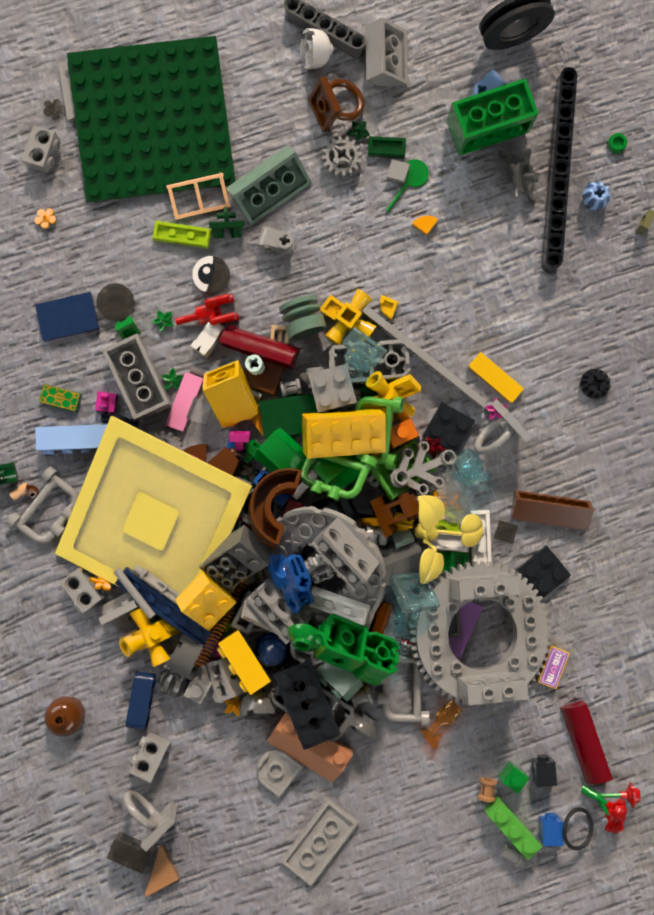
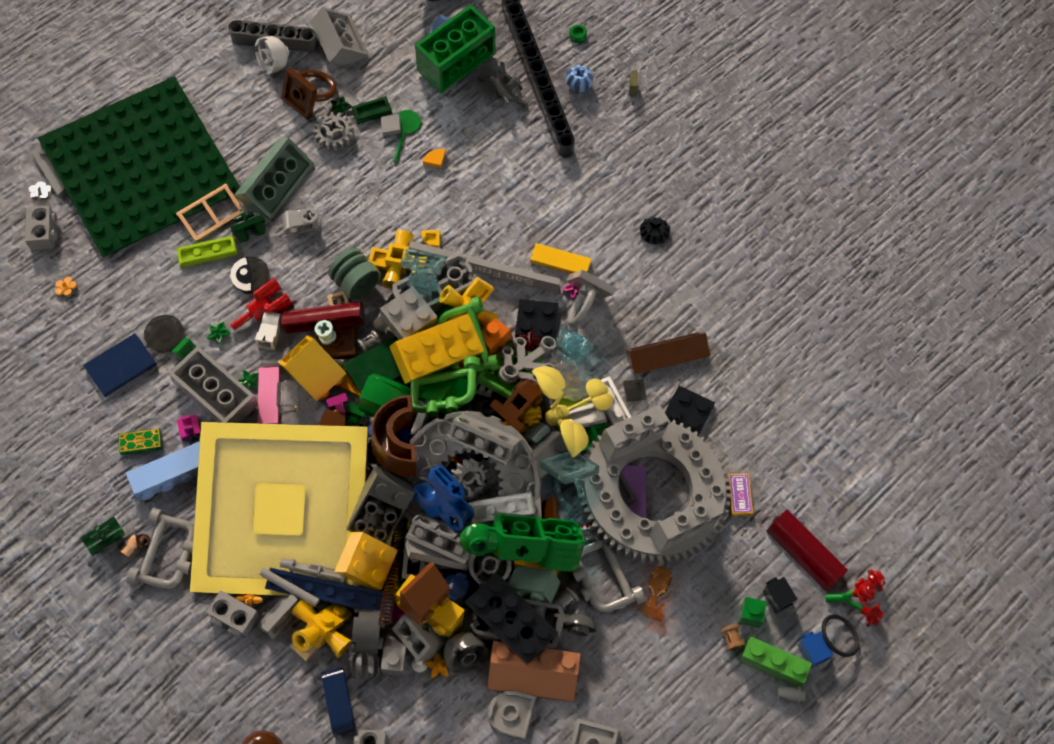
camera: 25 degrees left, 20 degrees down
(239, 662) = (424, 594): none -> dark orange slope

